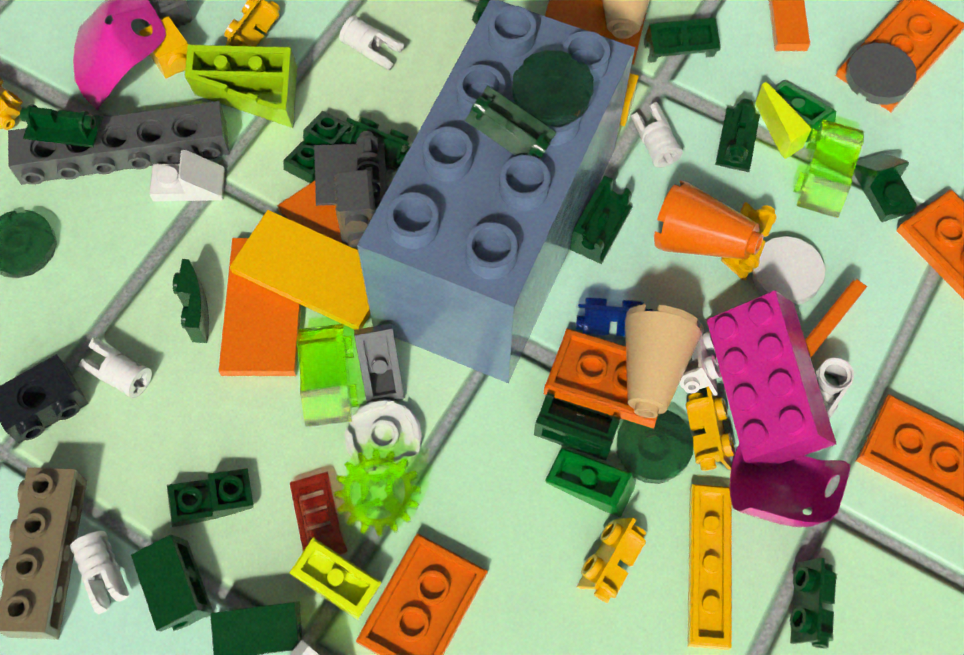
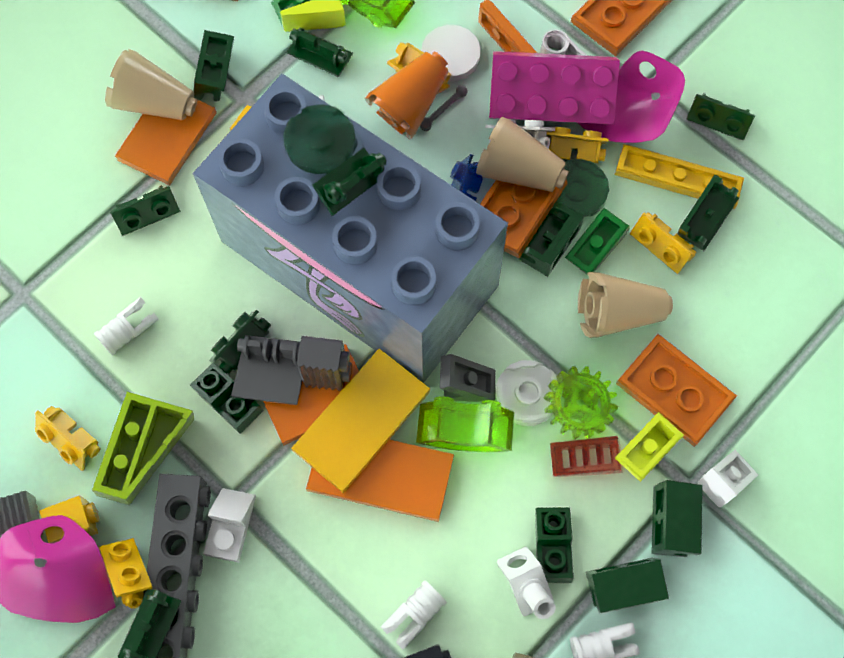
camera: 75 degrees left, 5 degrees up
(120, 96) = (126, 571): none -> yellow hinge
(157, 474) = (528, 584): none -> white bracket
(192, 296) = (354, 532): dark green slope -> none
(508, 517) = (619, 304): none -> tan cone
(661, 603) = (708, 213): none -> dark green hinge
(688, 265) = (426, 124): none -> dark grey hinge

